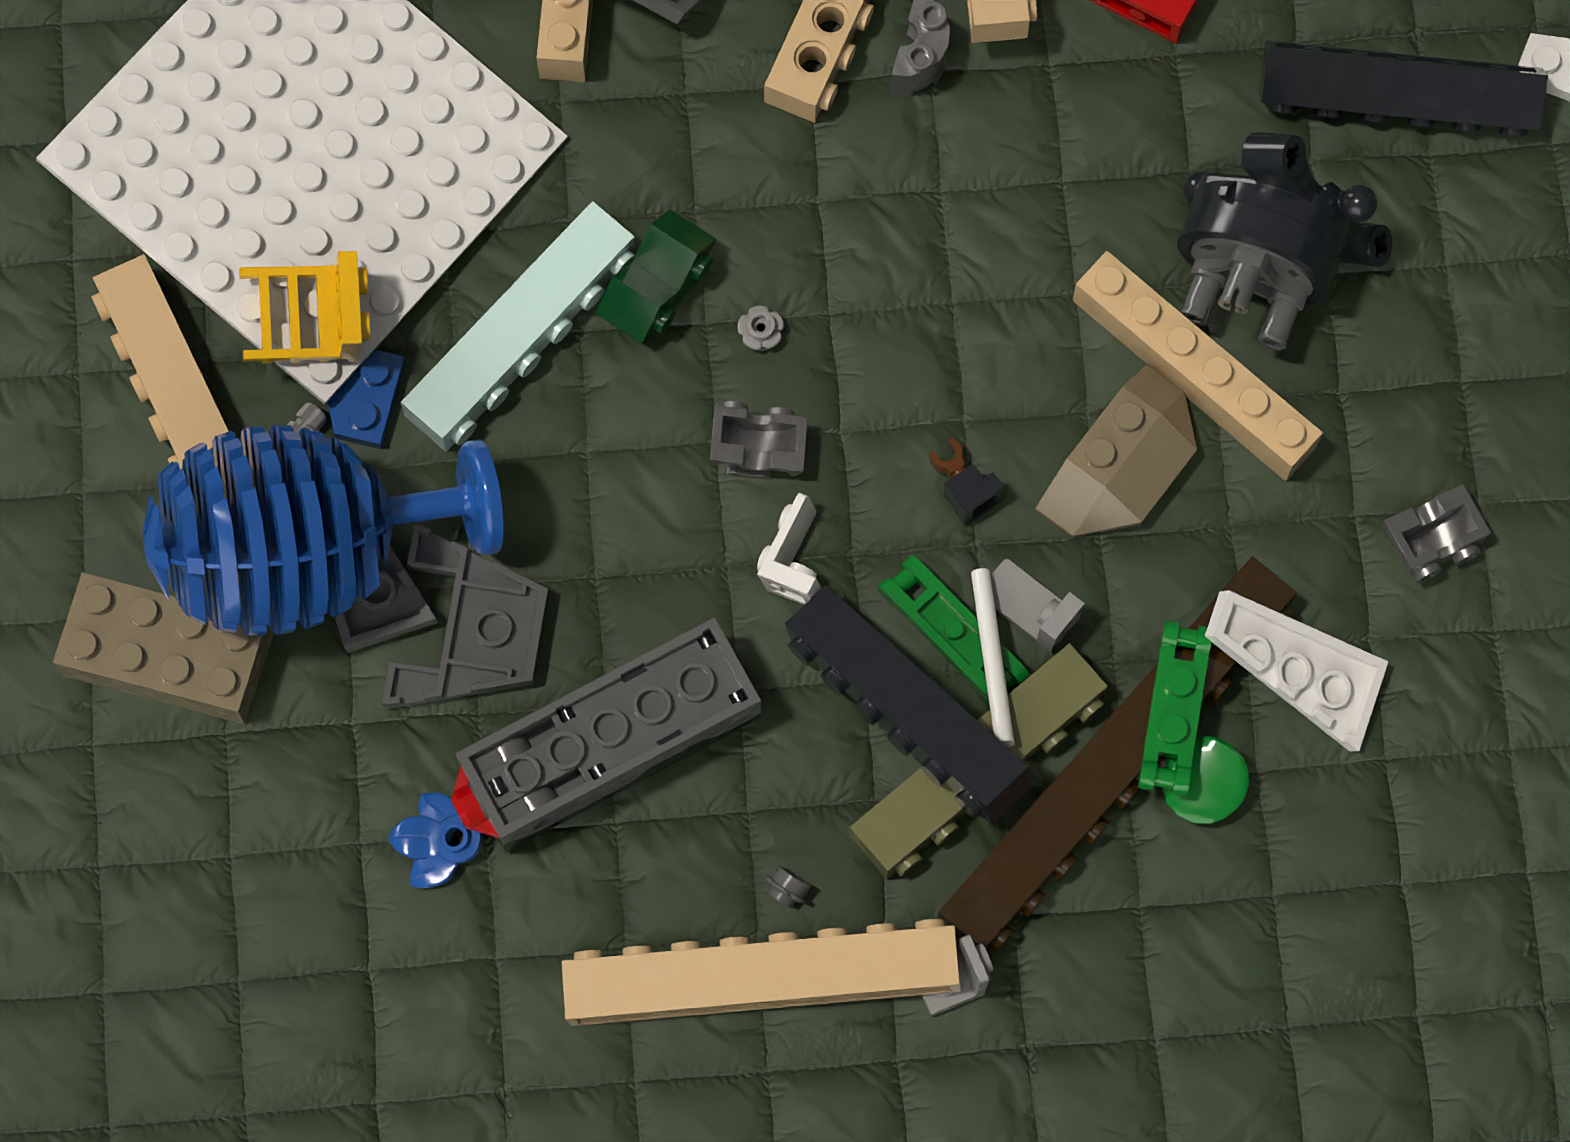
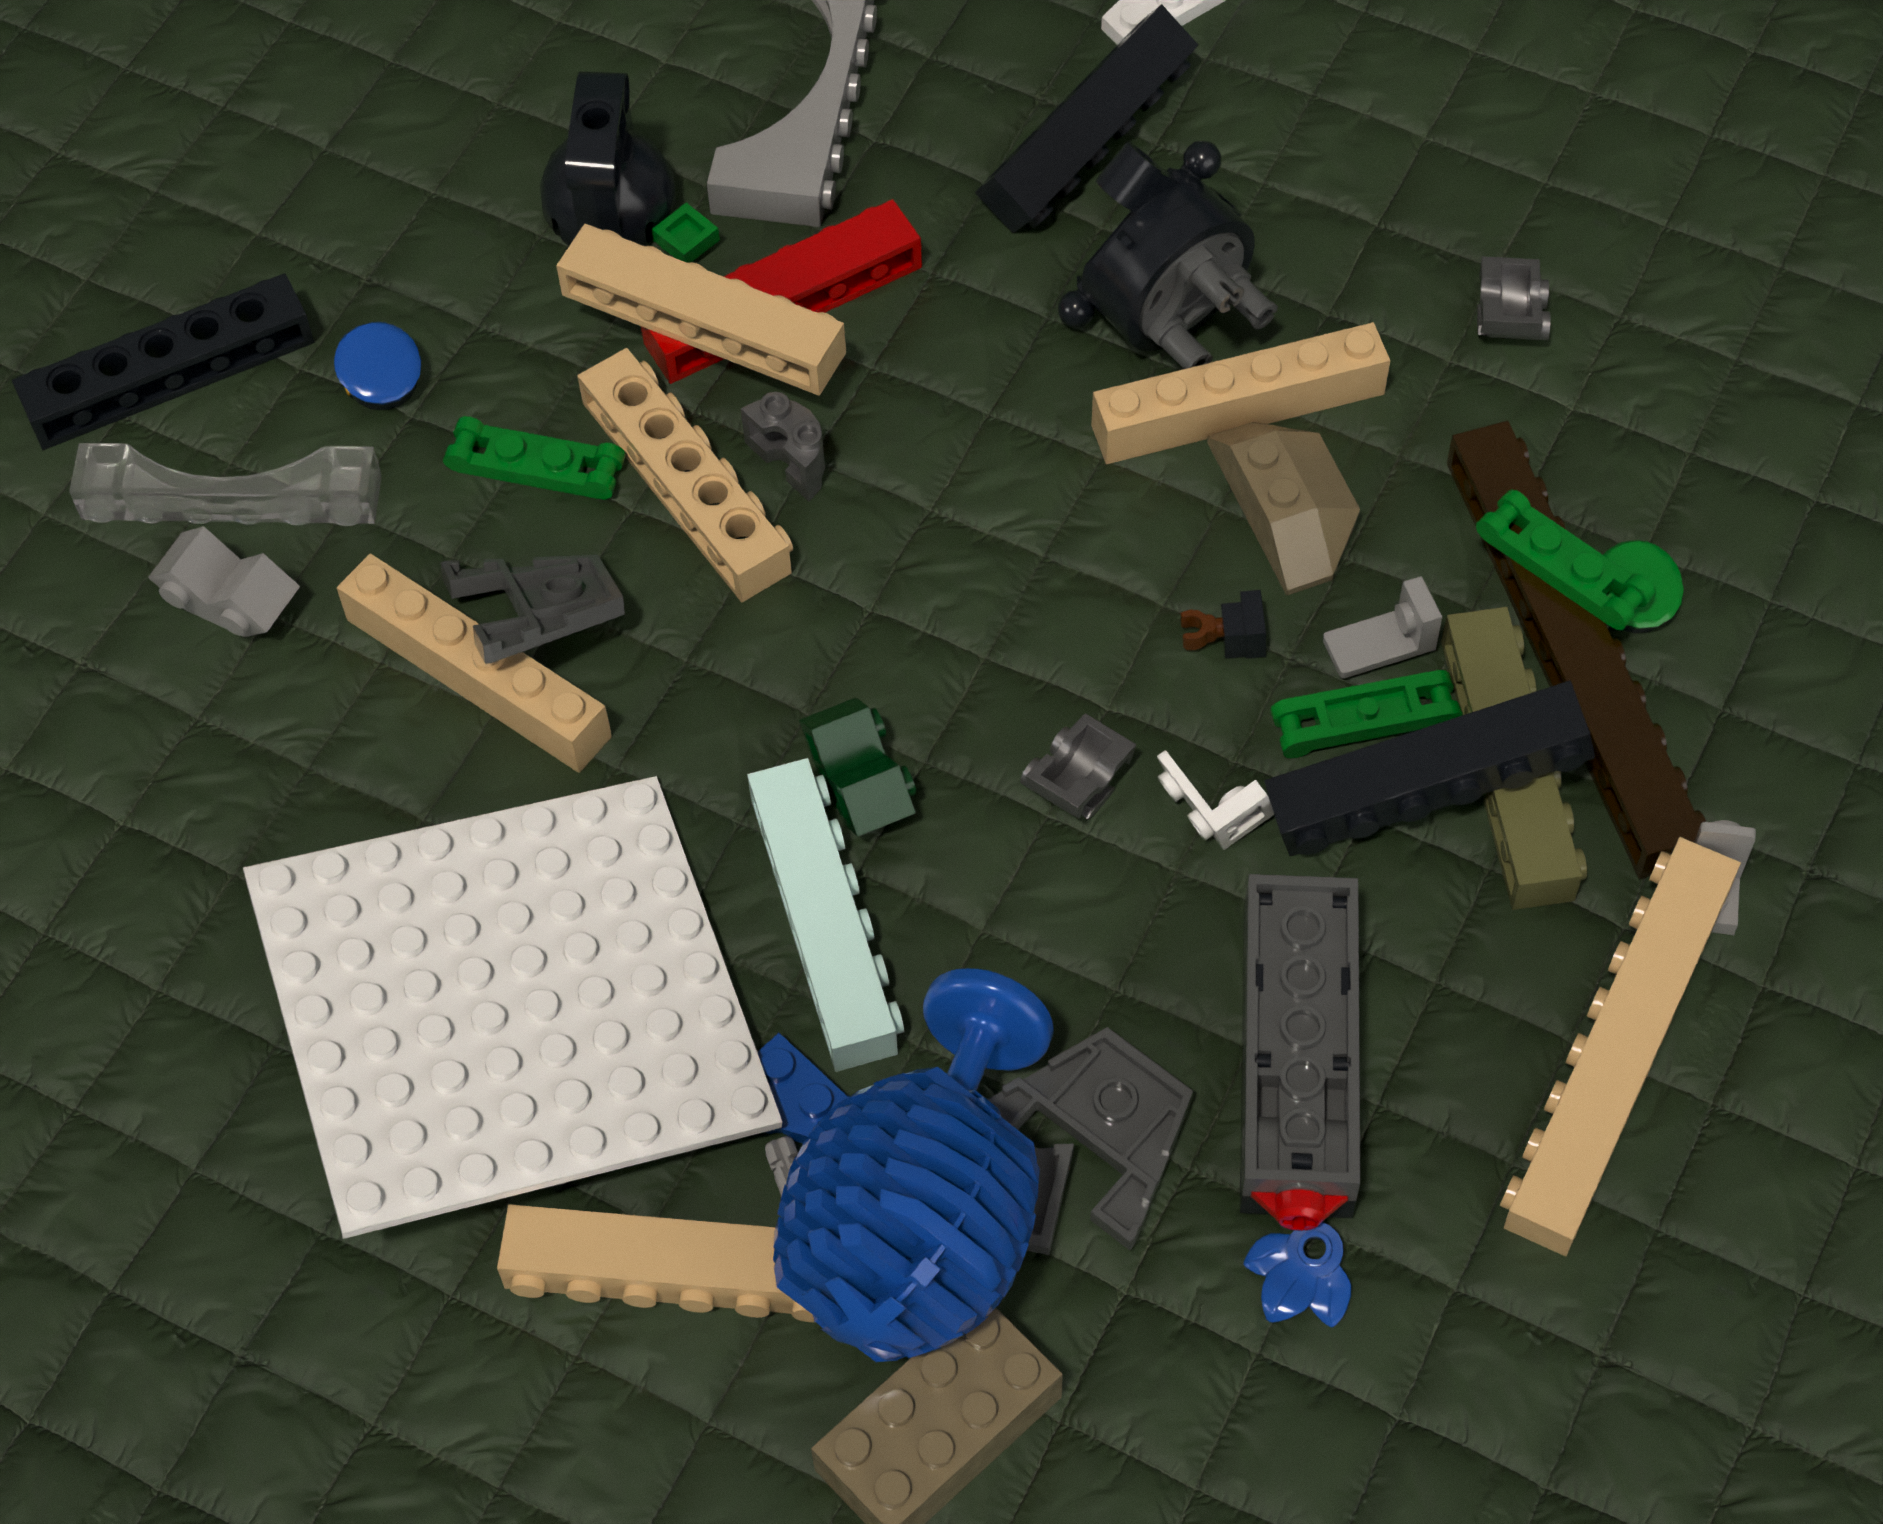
camera: 55 degrees left, 15 degrees down
(338, 310) = (702, 1040): yellow plate -> none
(760, 340) = (964, 727): light grey plate -> none
(788, 887) = (1539, 981): dark grey plate -> none
(992, 656) = (1413, 680): white bar -> none
(1307, 668) = (1579, 450): white wing -> none

